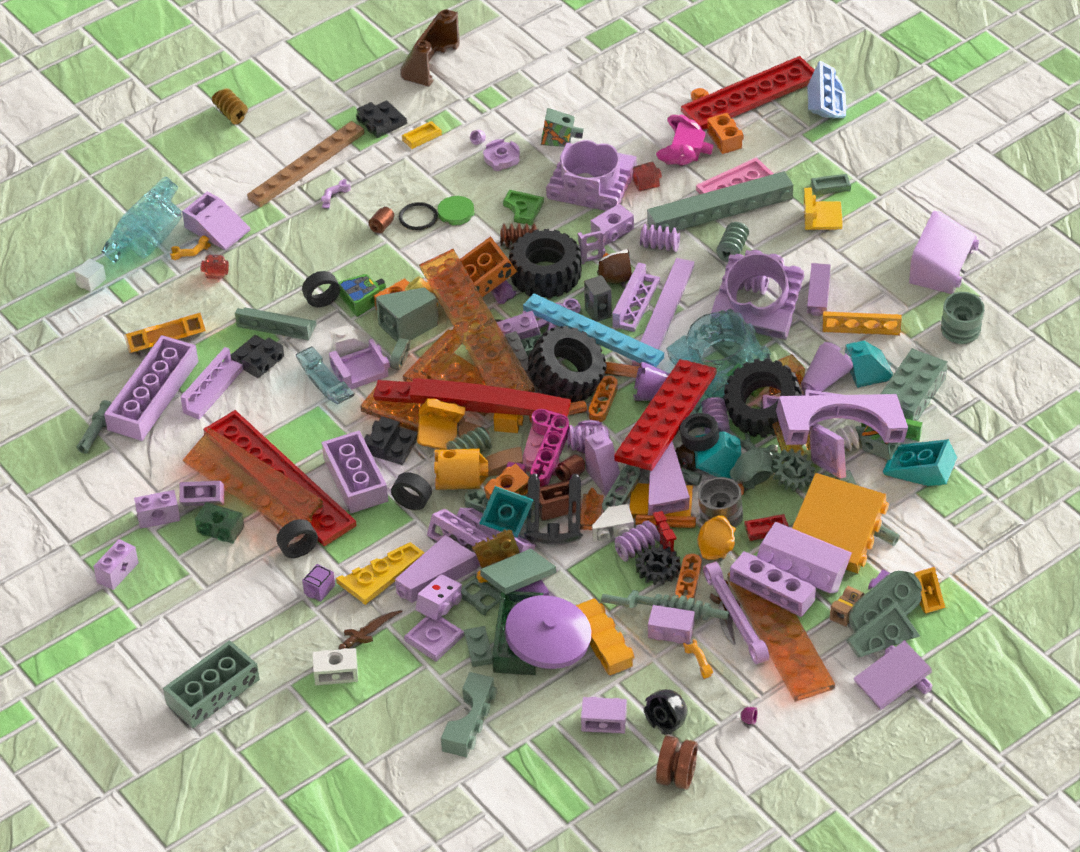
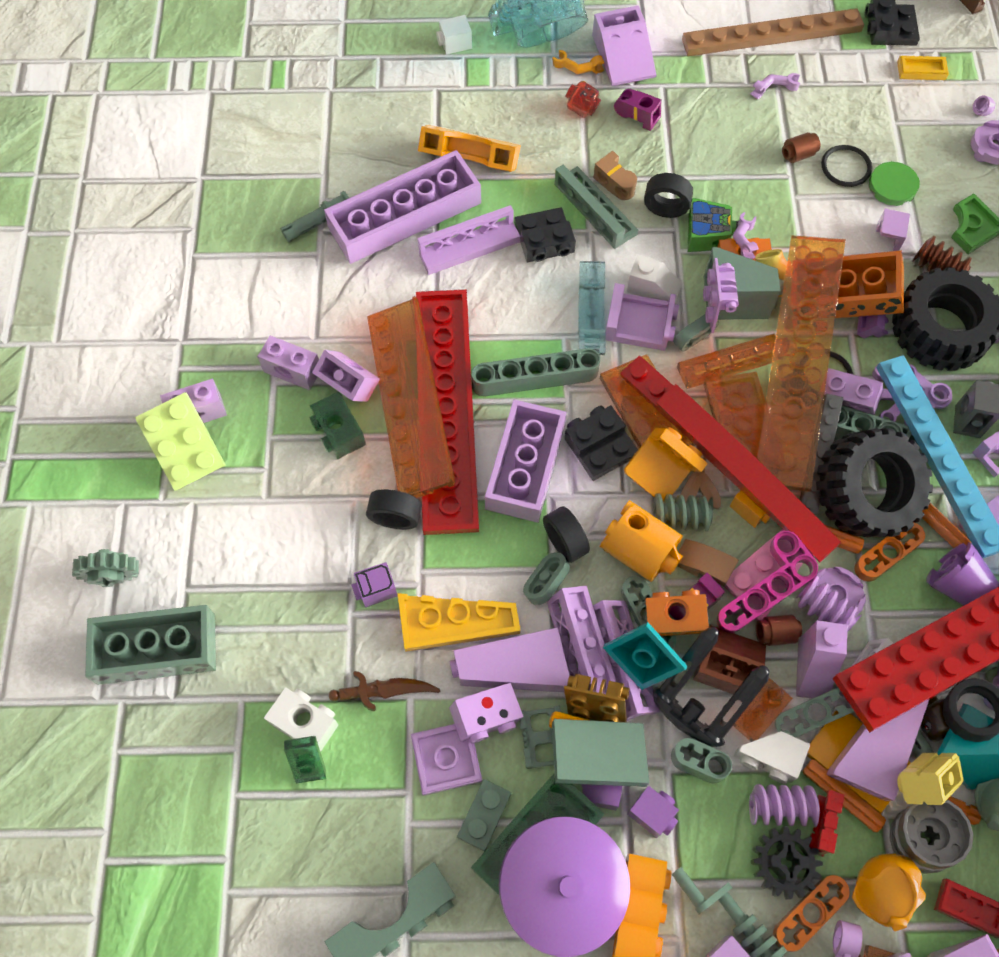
camera: 35 degrees right, 20 degrees up
(129, 582) = (180, 441): none -> yellowish green plate
(146, 664) = (105, 568): none -> sand green gear
(255, 252) = (639, 107): none -> magenta leg
(275, 300) = (614, 177): none -> medium nougat leg
(319, 427) = (545, 364): none -> sand green beam
(356, 674) = (305, 759): none -> clear green plate
(383, 280) = (746, 246): none -> lavender arm
(400, 318) = (720, 292): none -> lavender hinge
(417, 521) = (546, 578): none -> sand green plate
(474, 231) = (894, 225): none -> lavender panel
(570, 586) = (654, 812): none -> medium lavender brick
(576, 549) = (698, 749): none -> sand green beam
(698, 473) = (931, 778): none -> light yellow brick

